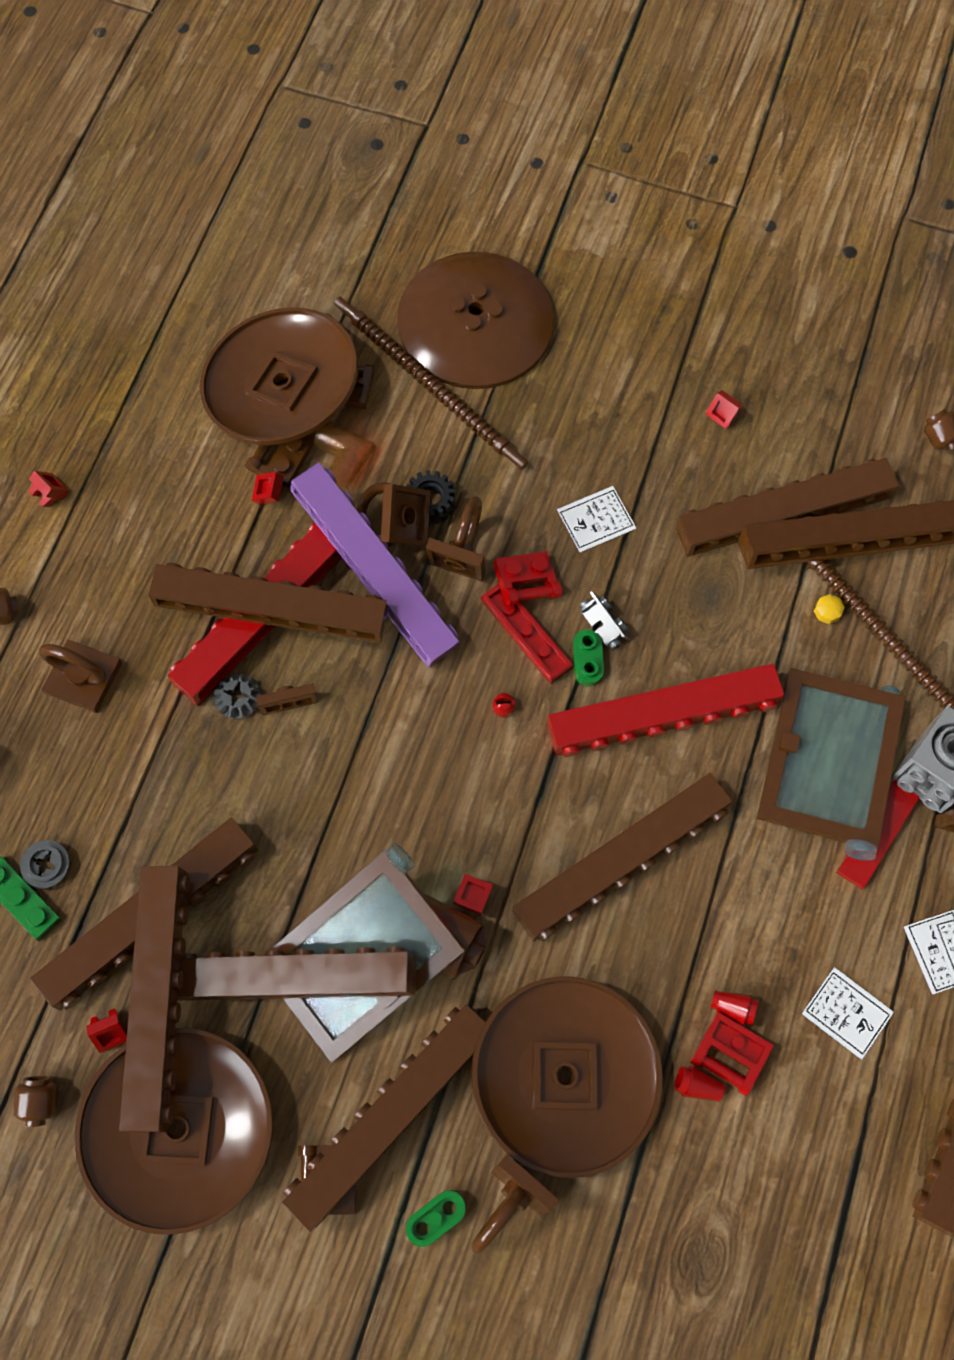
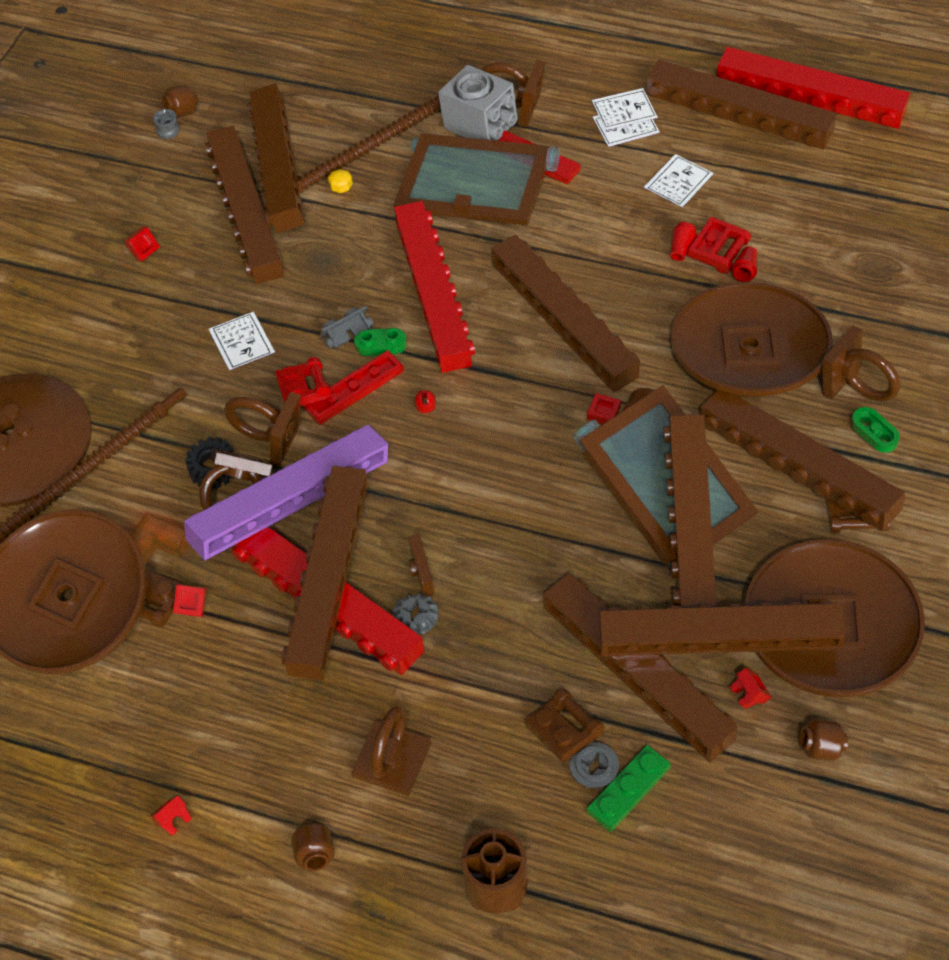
camera: 85 degrees left, 15 degrees down
(83, 829) = (557, 732): none -> reddish brown plate
(916, 416) = (166, 123): none -> dark grey wheel

